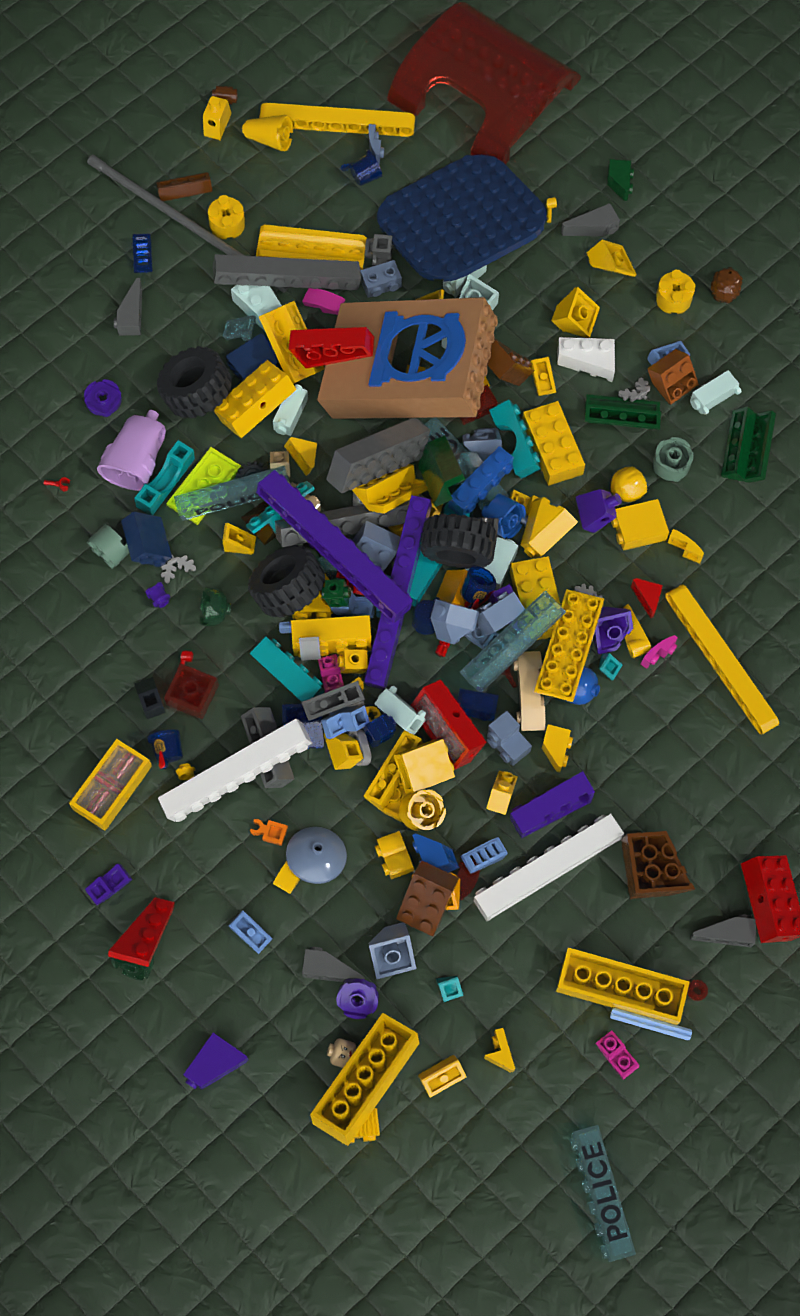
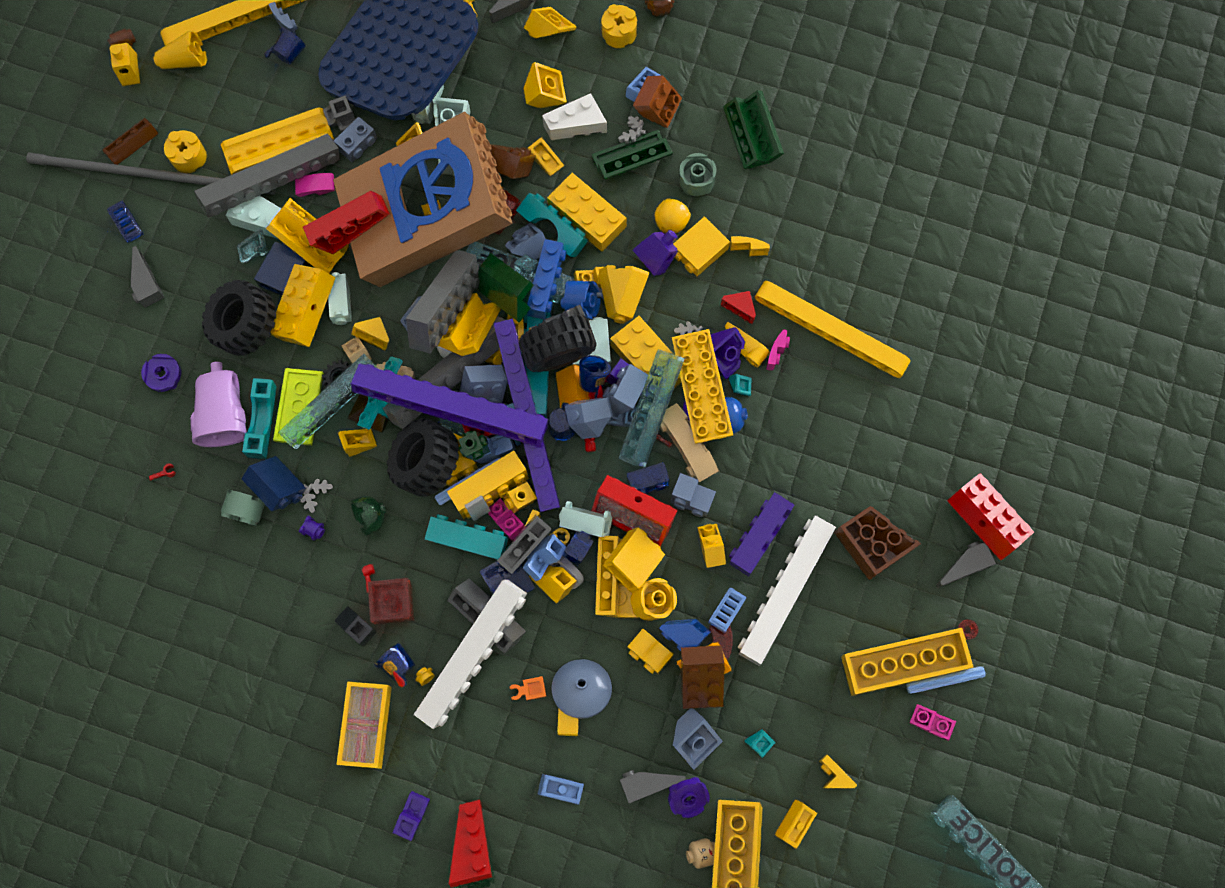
camera: 25 degrees left, 5 degrees up
(555, 745) = (734, 479): yellow slope -> none
(714, 392) = (700, 98): light aqua brick -> none

